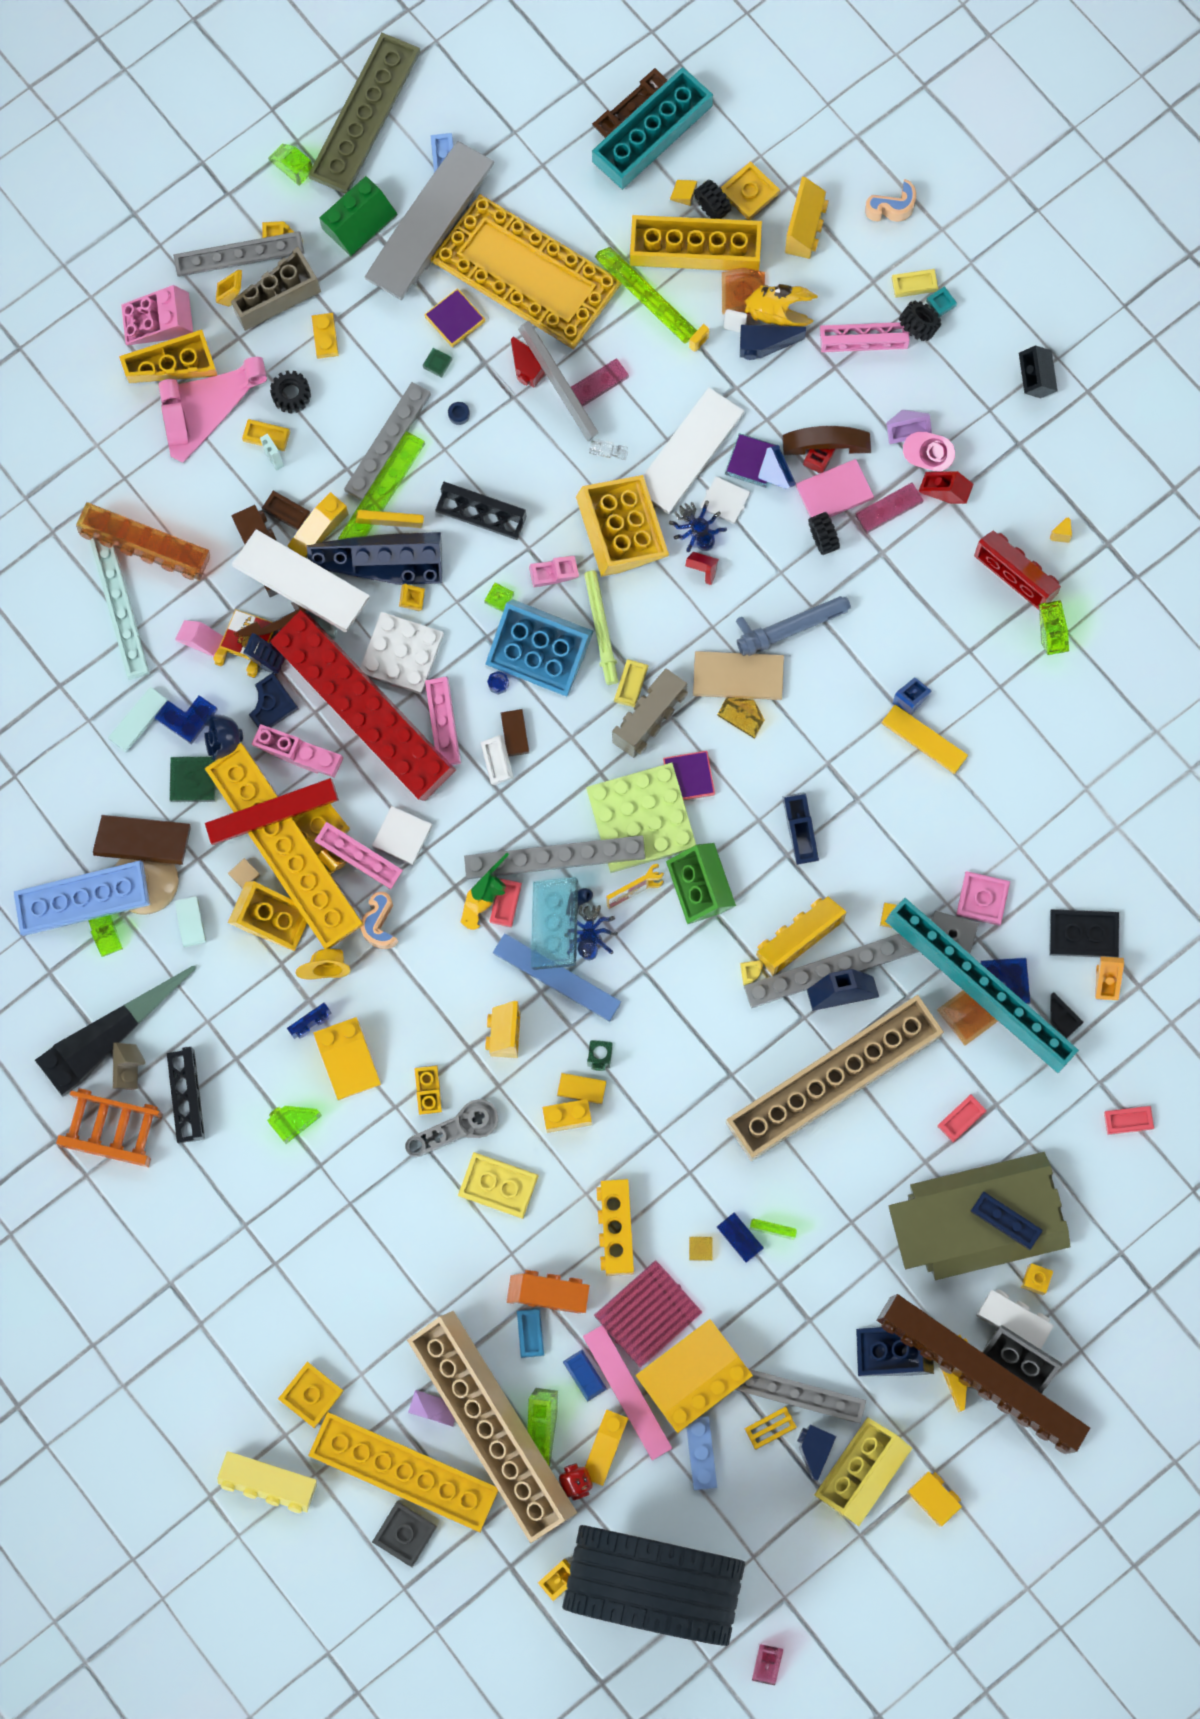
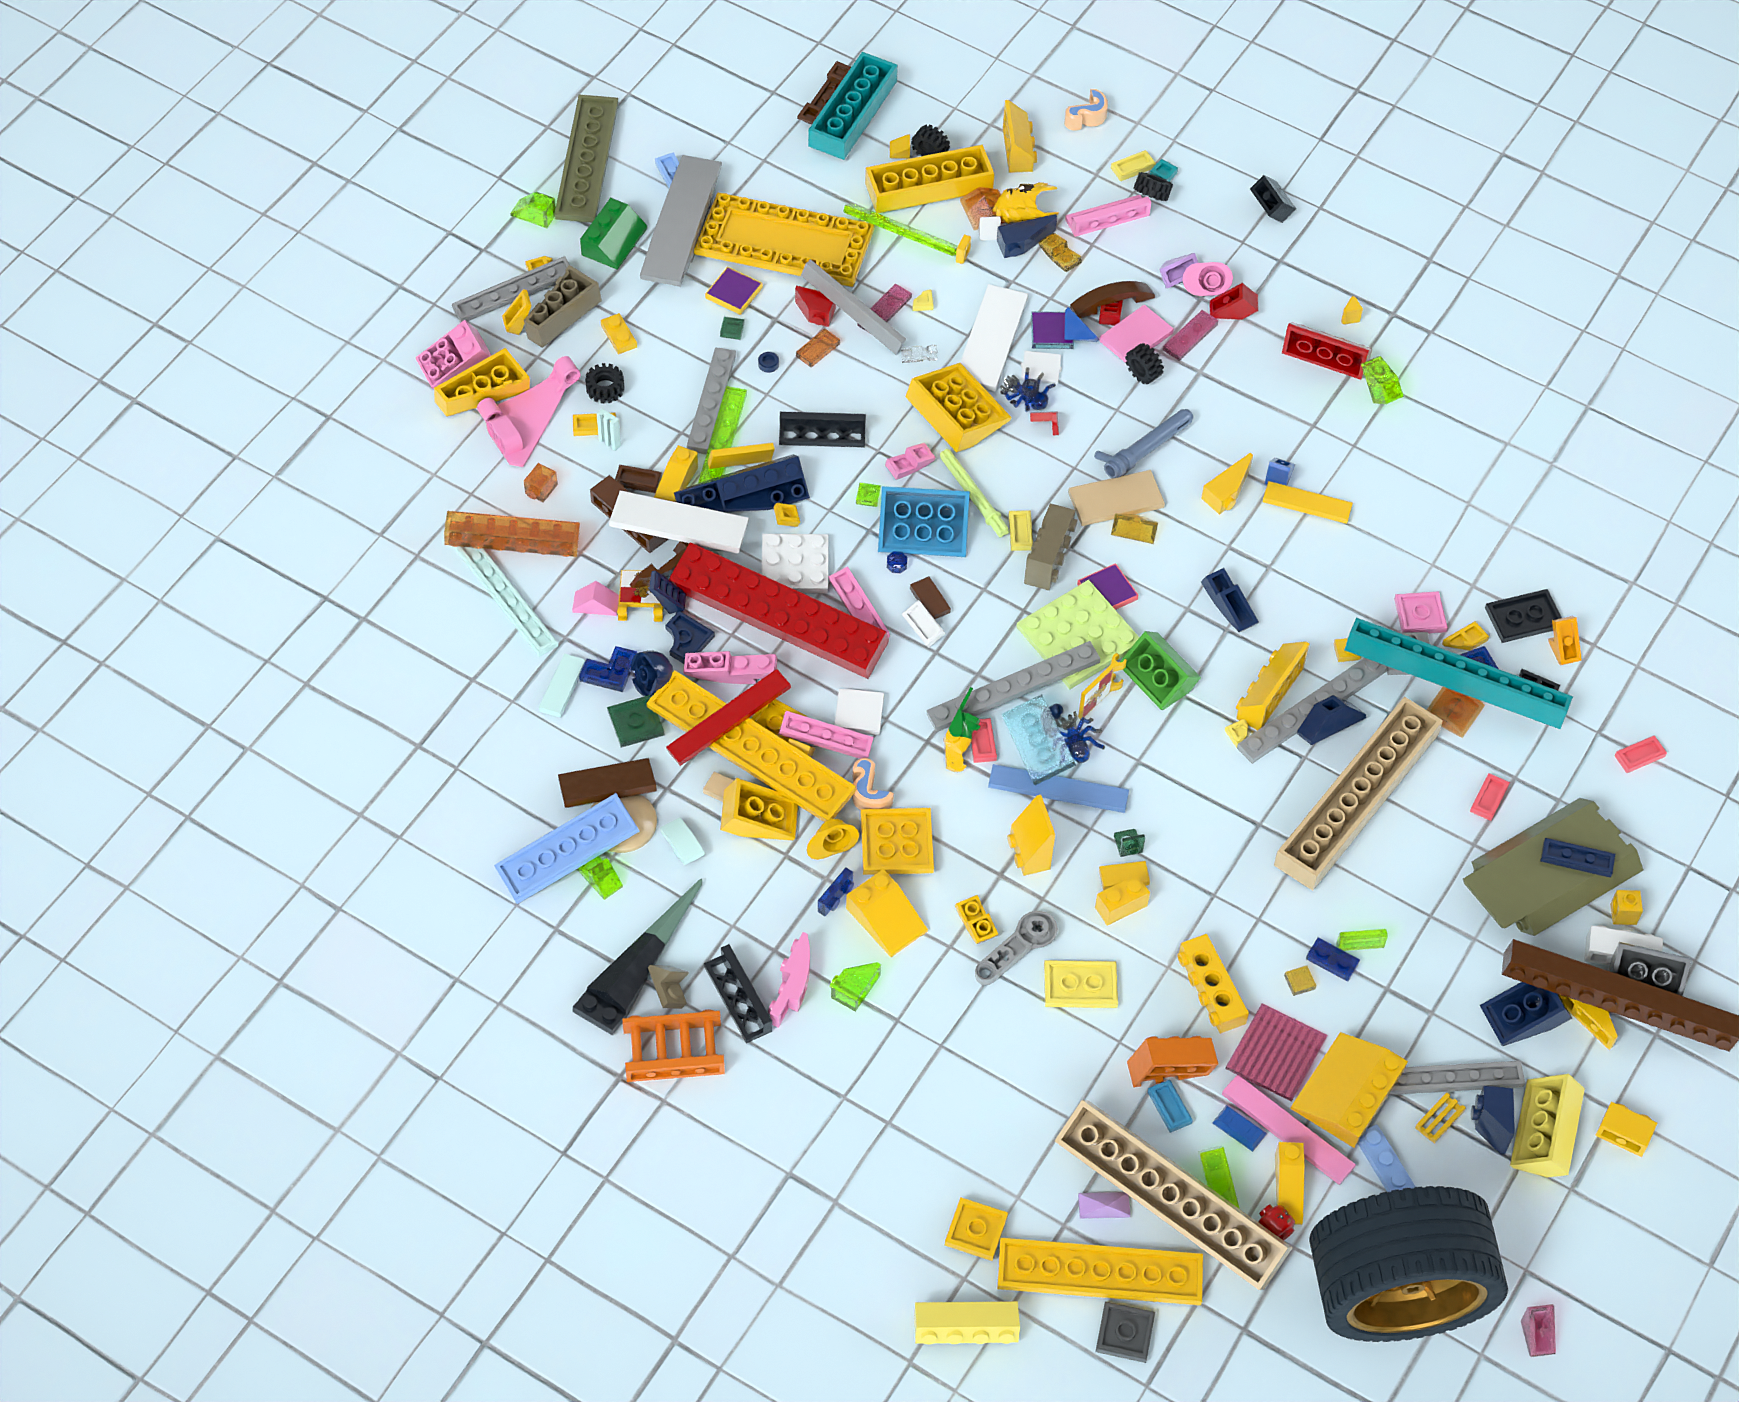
camera: 25 degrees left, 20 degrees down
(190, 489) = (540, 482): none -> clear orange brick
(246, 1089) = (794, 980): none -> bright pink slope
(385, 985) = (897, 841): none -> yellow plate
(512, 411) = (817, 347): none -> clear orange tile
(556, 1580) = (1301, 1318): yellow slope -> none
(637, 387) = (923, 301): none -> light yellow tile
(750, 190) = (961, 130): yellow plate -> none
(796, 368) = (1058, 251): none -> clear yellow slope
(848, 700) = (1224, 489): none -> yellow slope
(1016, 940) = (1467, 638): none -> yellow tile

